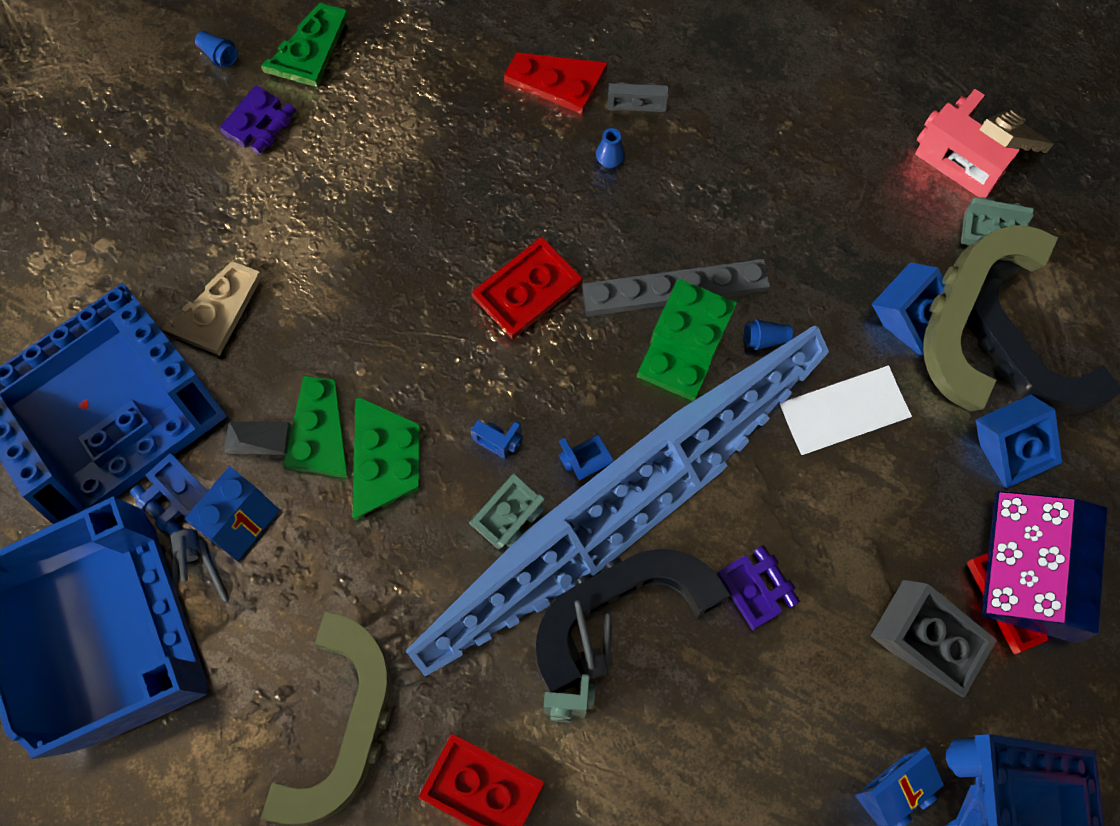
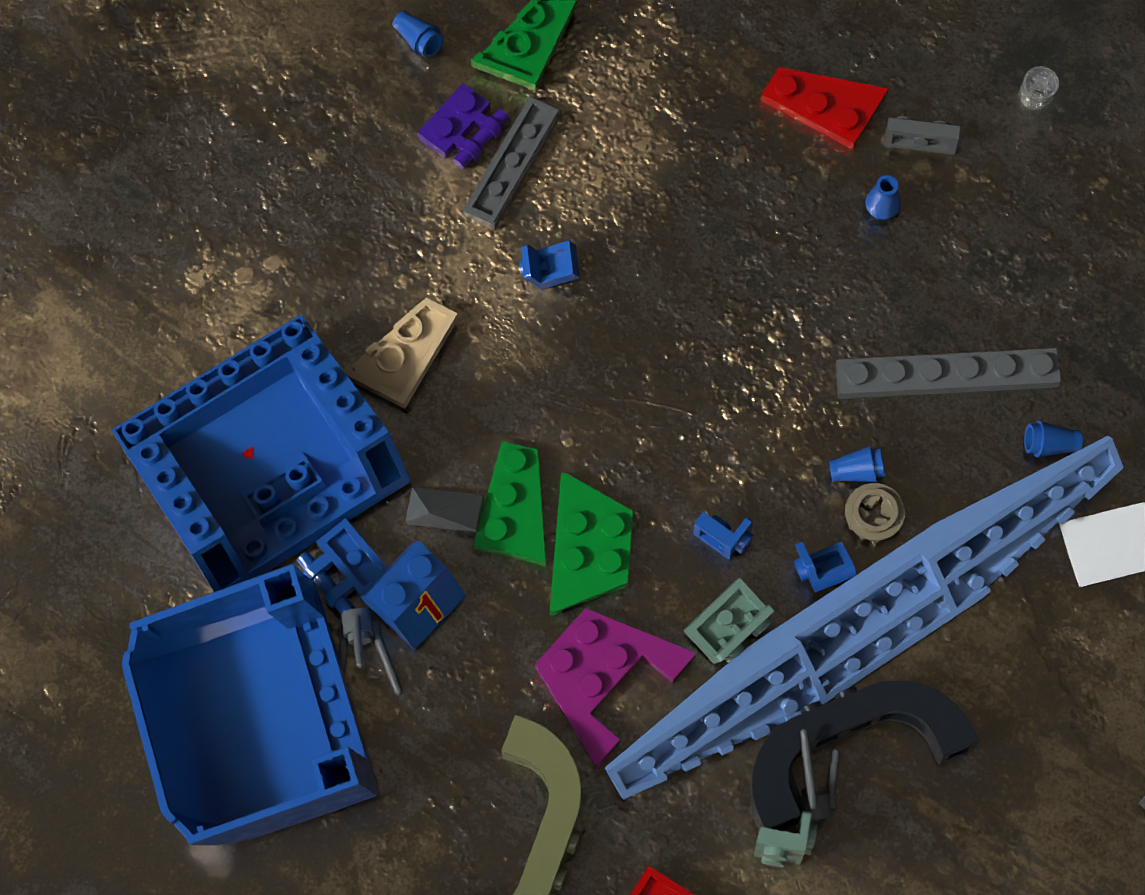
camera: 10 degrees right, 0 degrees up
(300, 146) = (512, 162): none -> dark grey tile
(335, 226) = (550, 265): none -> blue bracket
(390, 560) = (592, 662): none -> magenta wing
(526, 288) = (770, 359): red plate -> none
(607, 370) = (860, 466): none -> blue cone
(618, 395) = (867, 497): none -> dark tan gear
(686, 339) = (955, 438): green bracket -> none
(726, 46) = (1038, 79): none -> clear wheel
(750, 592) = (1003, 740): dark purple plate -> none

